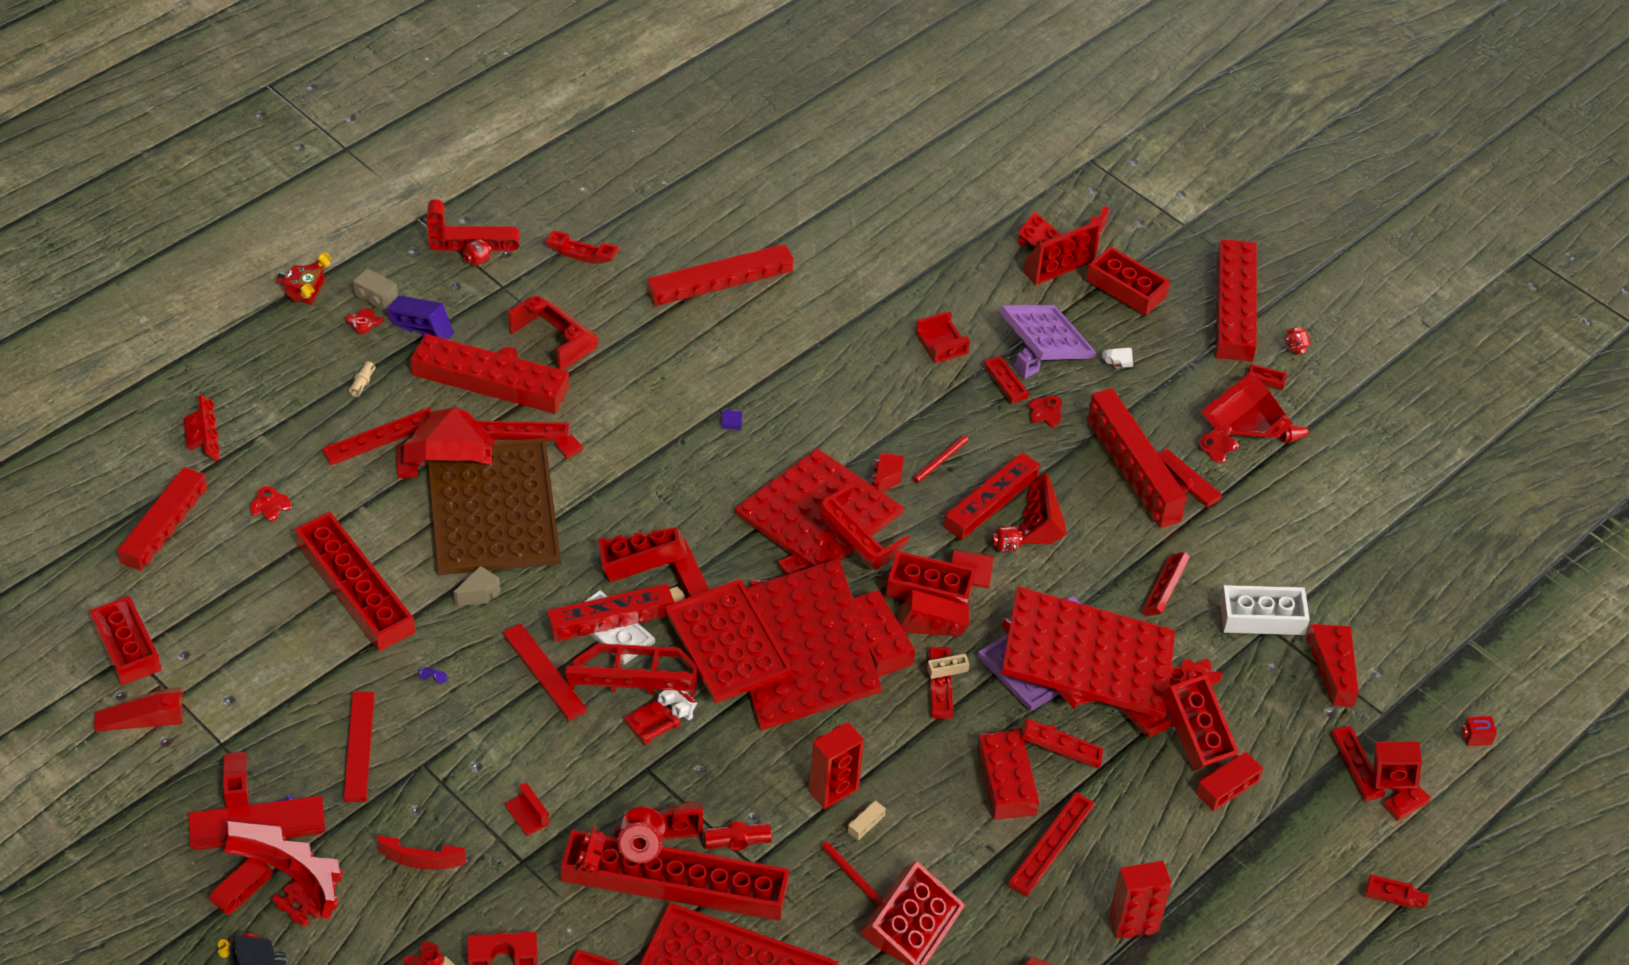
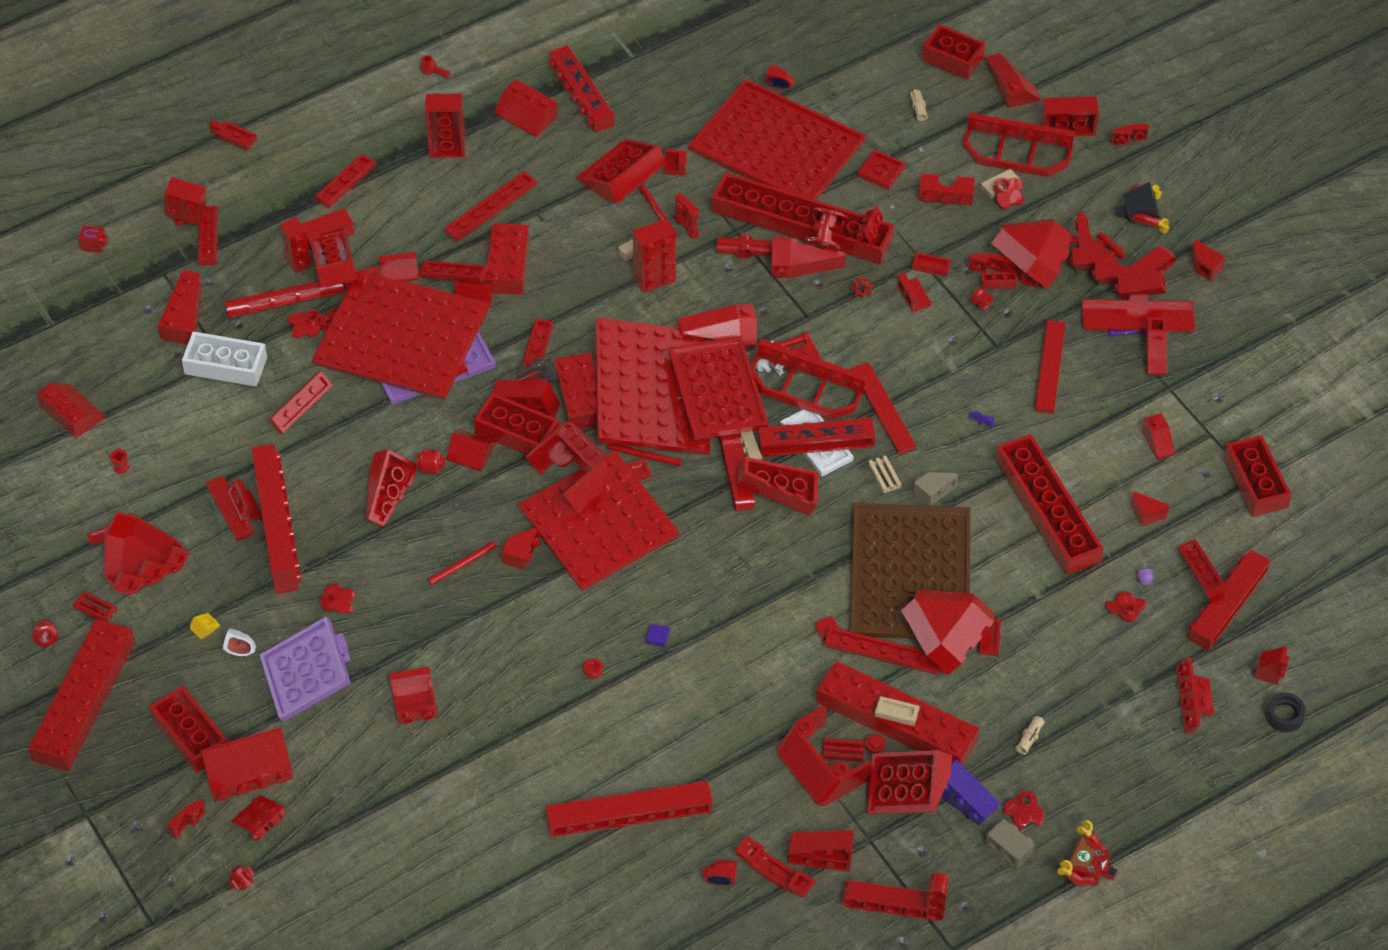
camera: 165 degrees left, 5 degrees up
(112, 437) = (1281, 724): none -> black tyre
(123, 455) = (1272, 665): none -> red slope
(149, 710) = (1234, 420): red wedge -> none
(170, 900) = (1206, 260): none -> red slope
(190, 535) = (1202, 568): none -> red plate
(236, 678) = (1158, 436): none -> red slope
(245, 596) = (1148, 509): none -> red slope
(250, 533) = (1145, 576): none -> medium lavender hinge
(375, 437) = (1014, 668): red tile -> none
(384, 870) = (1036, 247): none -> red panel
(427, 838) = (999, 280): none -> red piece
(445, 810) = (981, 298): none -> red wheel
(471, 304) = (907, 781): none -> red slope
(477, 252) = (894, 874): red head -> none
(489, 355) = (897, 711): none -> tan tile
(511, 854) = (931, 264): none -> red tile
(526, 589) = (879, 462): none -> tan tile
(534, 348) = (843, 746): none -> red tile
(542, 261) = (822, 849): none -> red wedge
(588, 801) = (859, 290): none -> red gear
(628, 238) = (721, 873): none -> red rock
(736, 728) = (722, 324): none -> red wedge
(785, 385) = (593, 668): none -> red tile
(818, 854) = (686, 215): none -> red plate
(847, 940) = (675, 162): none -> red panel
(929, 631) = (540, 365): none -> clear smoke bracket
(948, 666) = (527, 348): tan piece -> none
(991, 496) = (427, 510): red brick -> none
(1006, 379) = (365, 637): red plate -> none
(1032, 187) = (241, 877): none -> red gear
(1126, 752) = (400, 266): none -> red panel
(1159, 375) = (203, 625): none -> yellow slope
(1221, 443) = (183, 532): red plate -> none
(1235, 857) = (345, 181): none -> red tile
(1247, 724) = (297, 247): none -> red arch
(1249, 689) = (279, 298): none -> red piece
(1316, 497) = (119, 460): none -> red bush
(1395, 545) = (69, 408): none -> red slope

